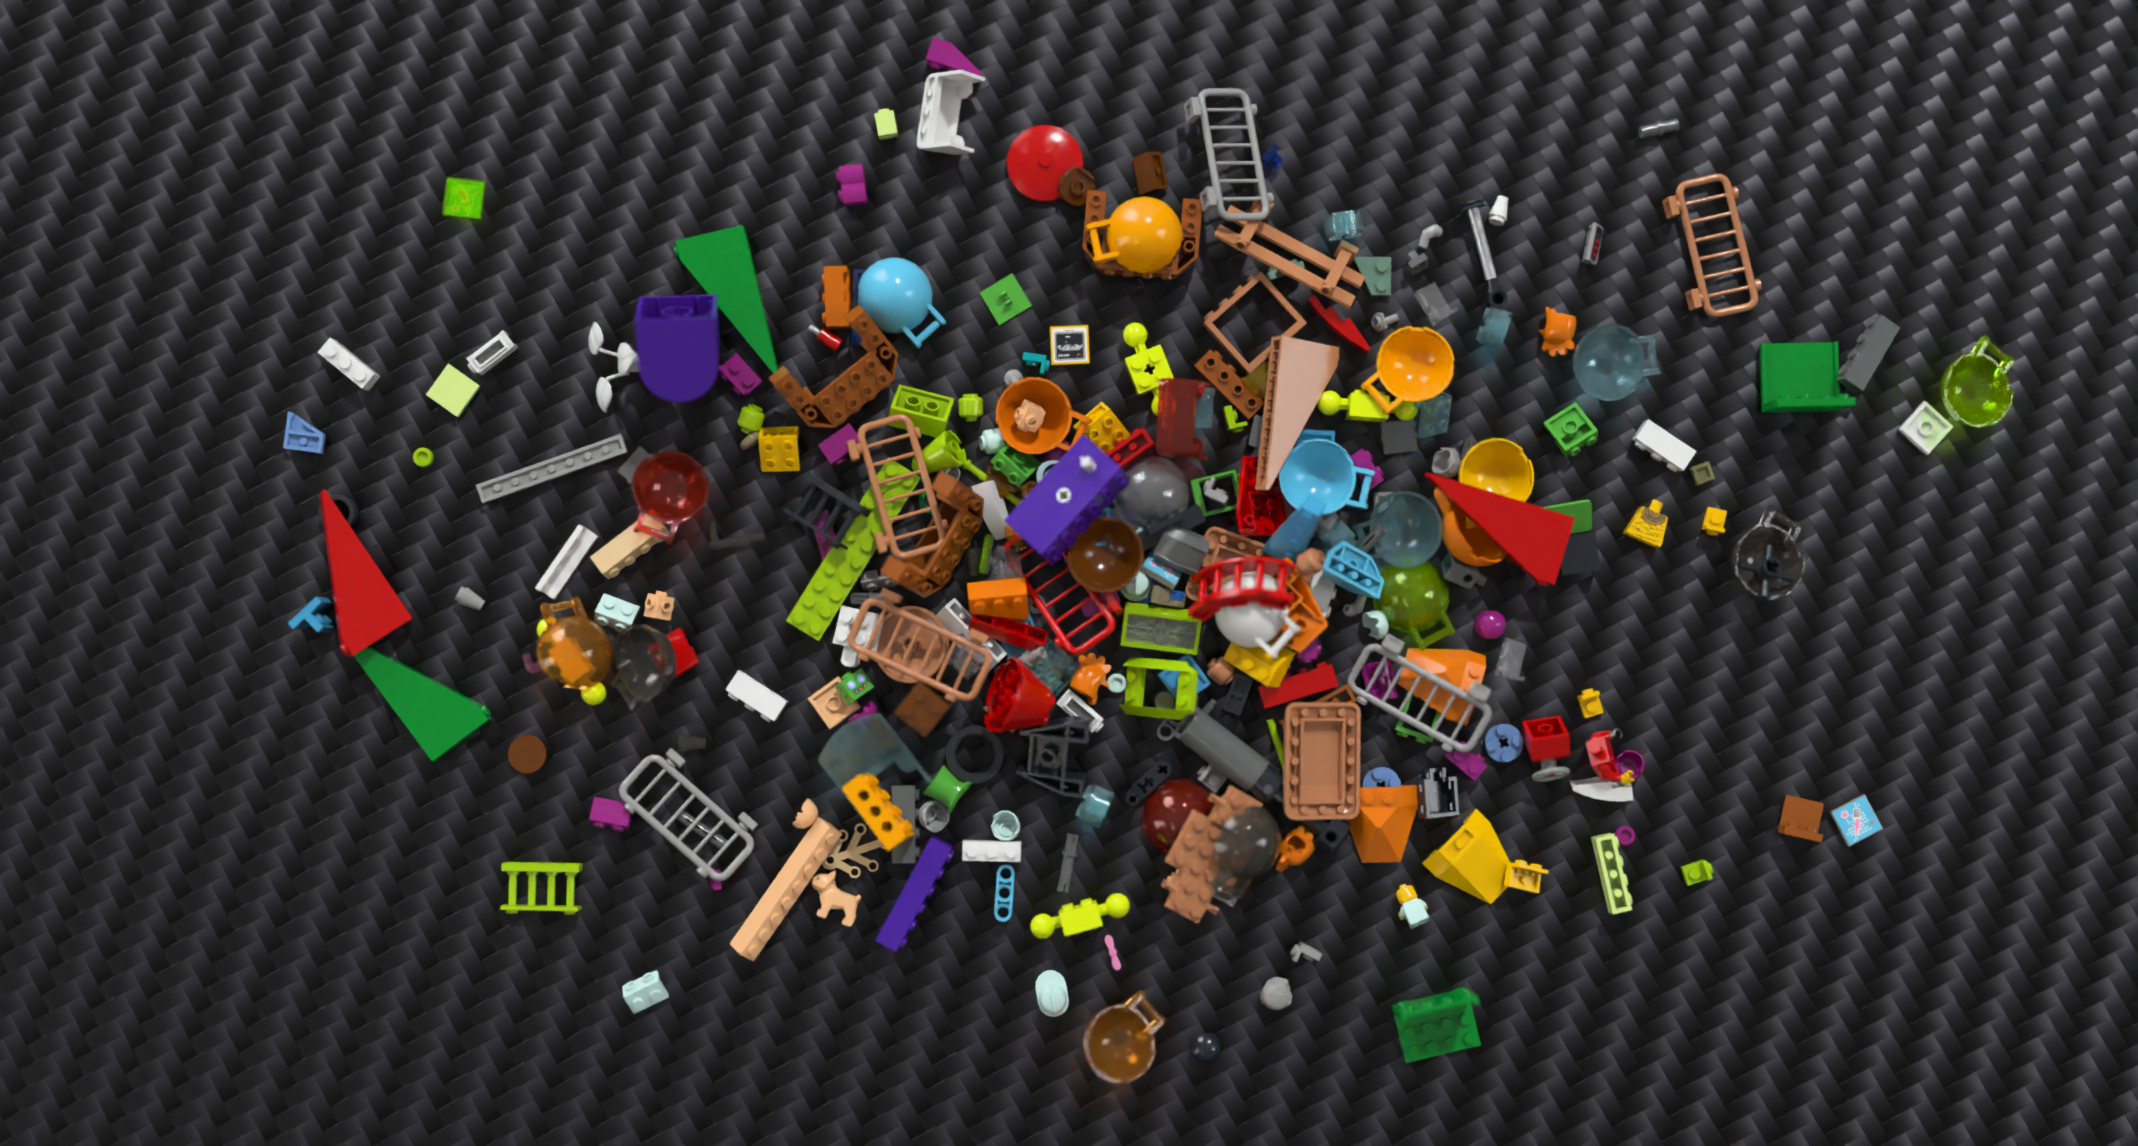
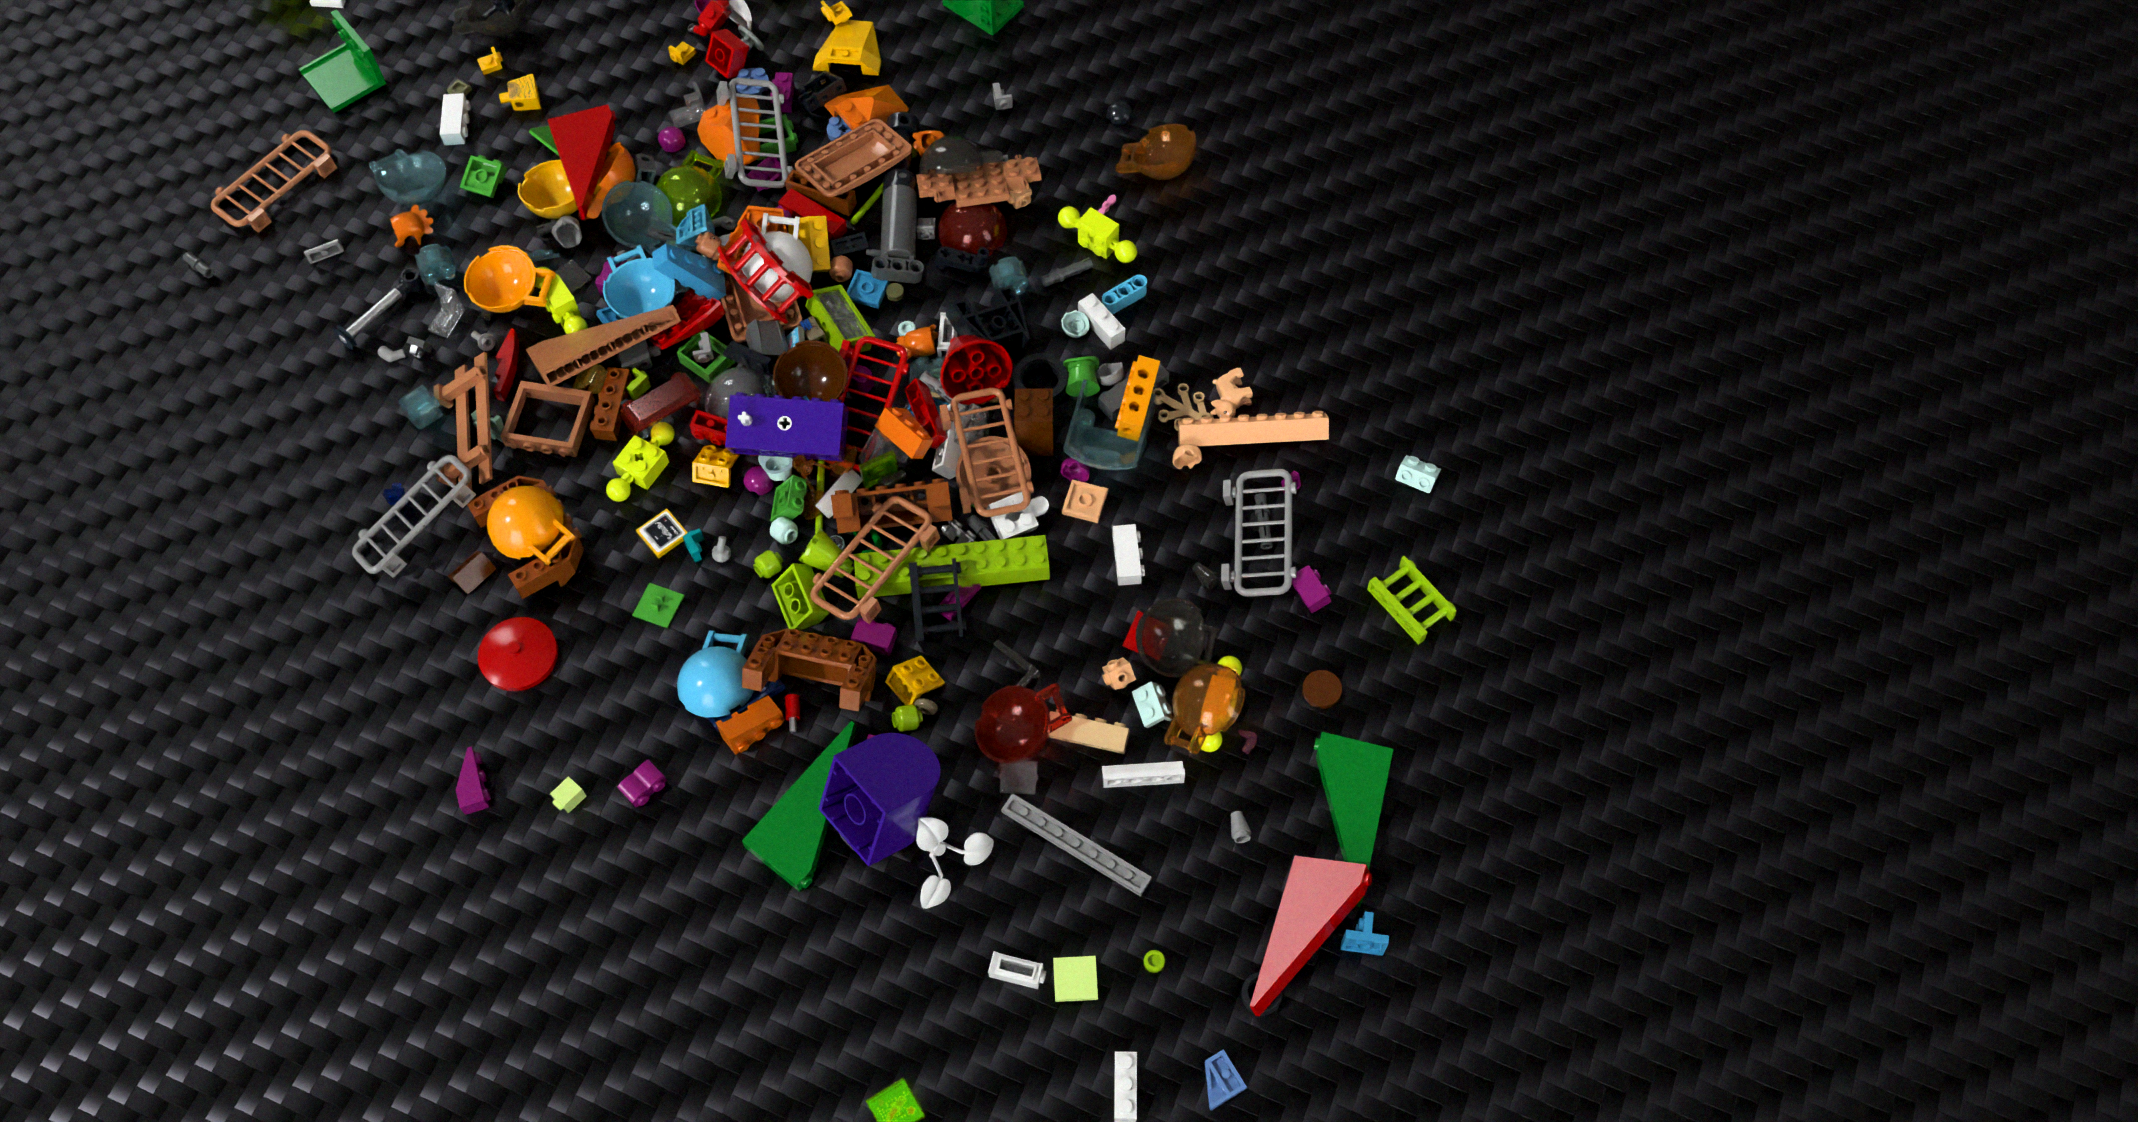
camera: 125 degrees left, 25 degrees down
(854, 686) = (1059, 490): bright green head -> none
(914, 893) = (1179, 342): dark purple brick -> none
(941, 111) = (527, 762): white windscreen -> none
(1029, 416) = (742, 511): light nougat brick -> none
(1052, 993) = (1168, 223): light aqua piece -> none
(1055, 421) = (737, 502): orange windscreen -> none
(1074, 186) = (521, 614): reddish brown tile -> none
(1136, 684) = (897, 314): lime wedge -> none
(1276, 993) = (1045, 95): light grey hair -> none
(1377, 274) = (444, 368): sand green wing -> none
(1377, 623) = (726, 199): light aqua hair -> none
(1413, 908) = (913, 58): light aqua piece -> none
(1498, 213) = (341, 318): white cone -> none
(1867, 353) = (295, 46): dark grey brick -> none

